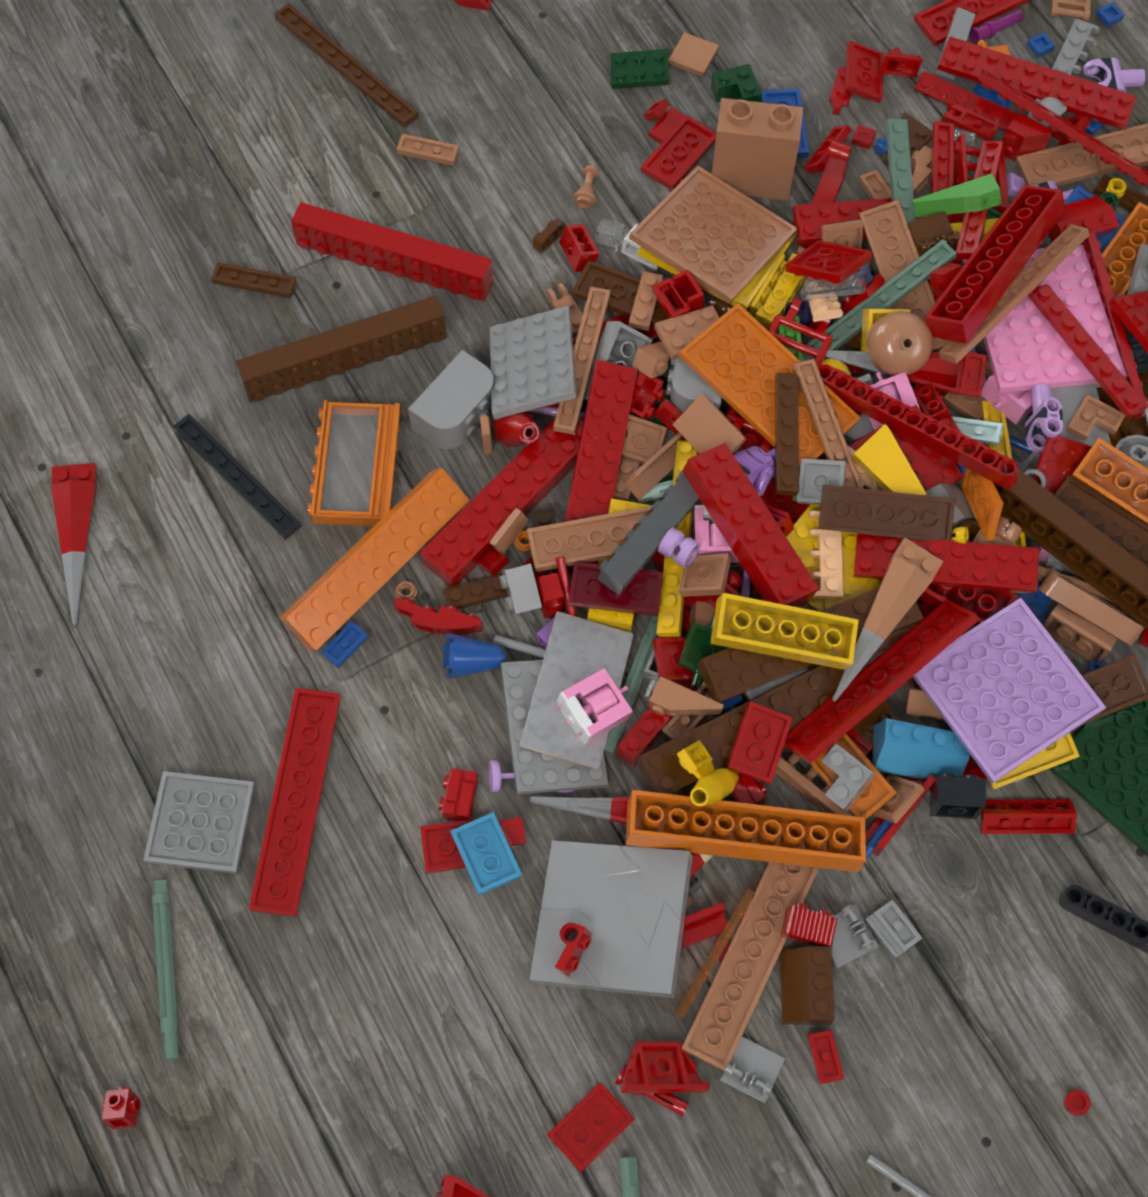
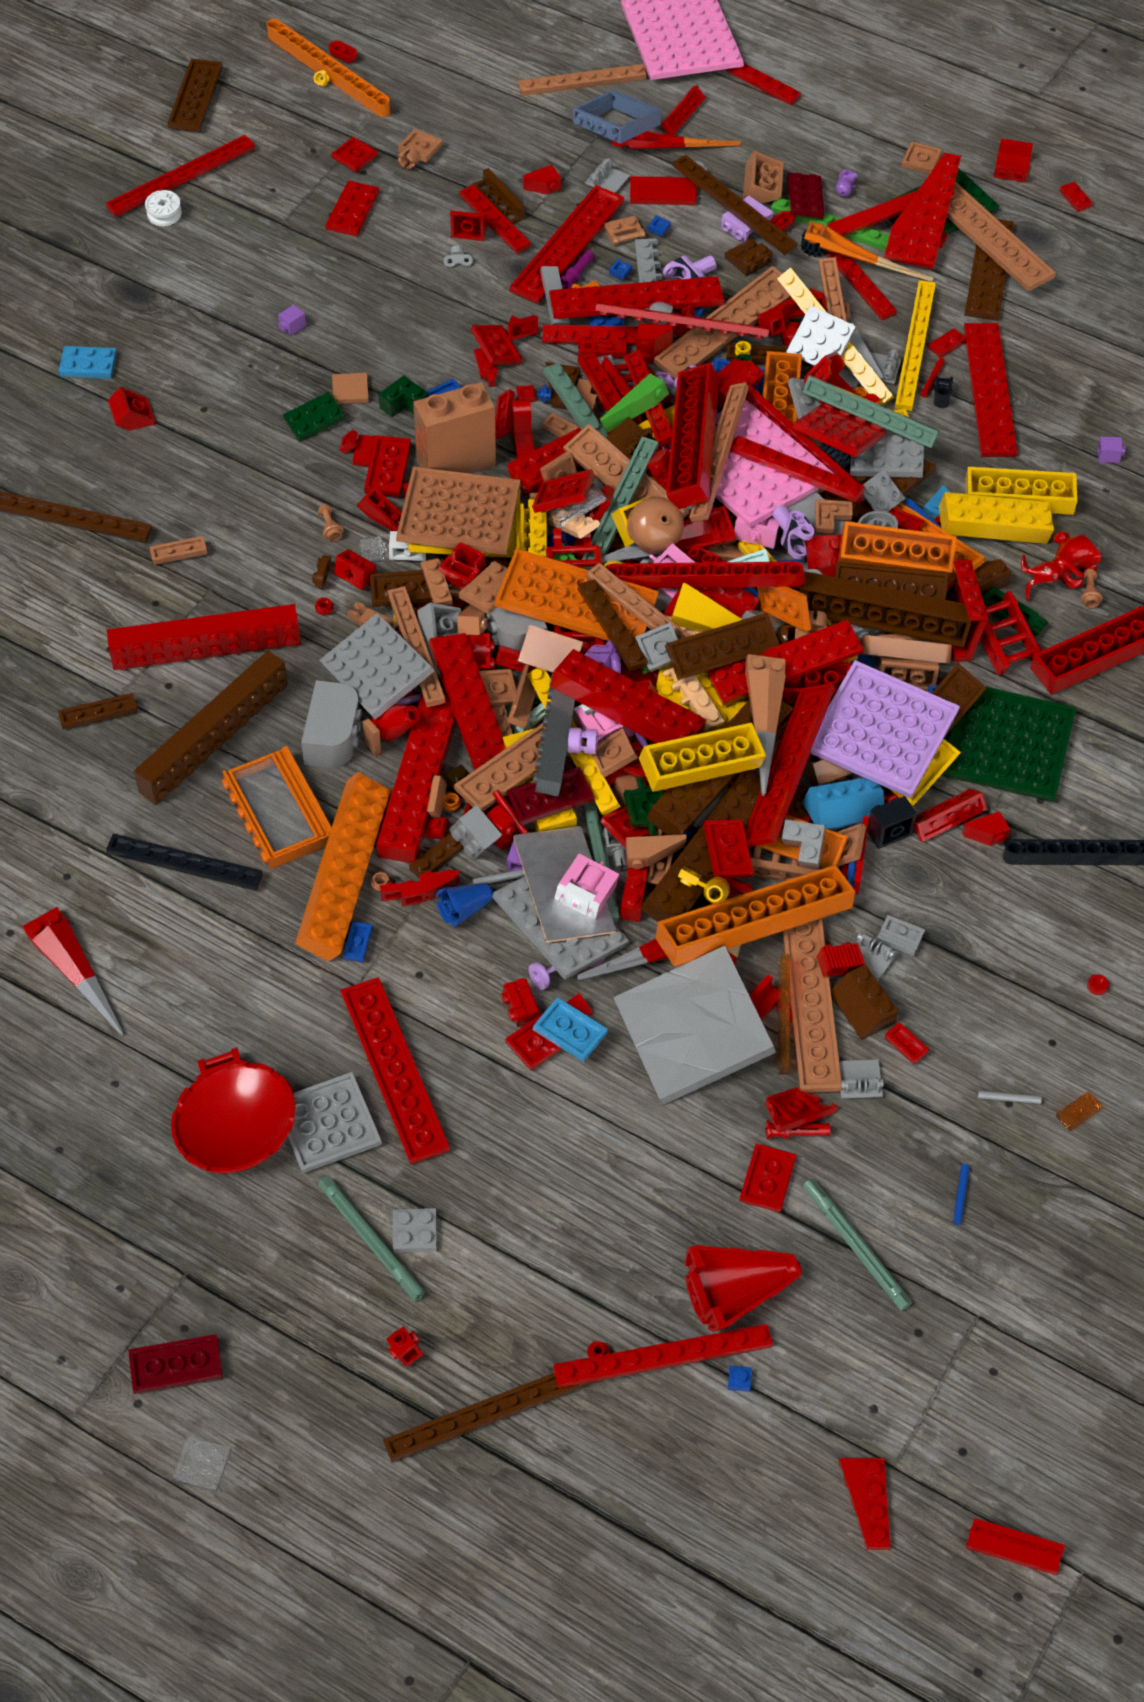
camera: 30 degrees left, 10 degrees down
(113, 768) = (232, 1114): none -> red dish
(211, 984) = (414, 1230): none -> light grey plate
(529, 268) = (324, 606): none -> red plate
(570, 956) = (683, 1065): red plate -> none
(641, 193) = (380, 509): none -> red slope
(962, 535) = (785, 636): yellow hinge -> none
(1060, 858) = (987, 829): none -> red slope

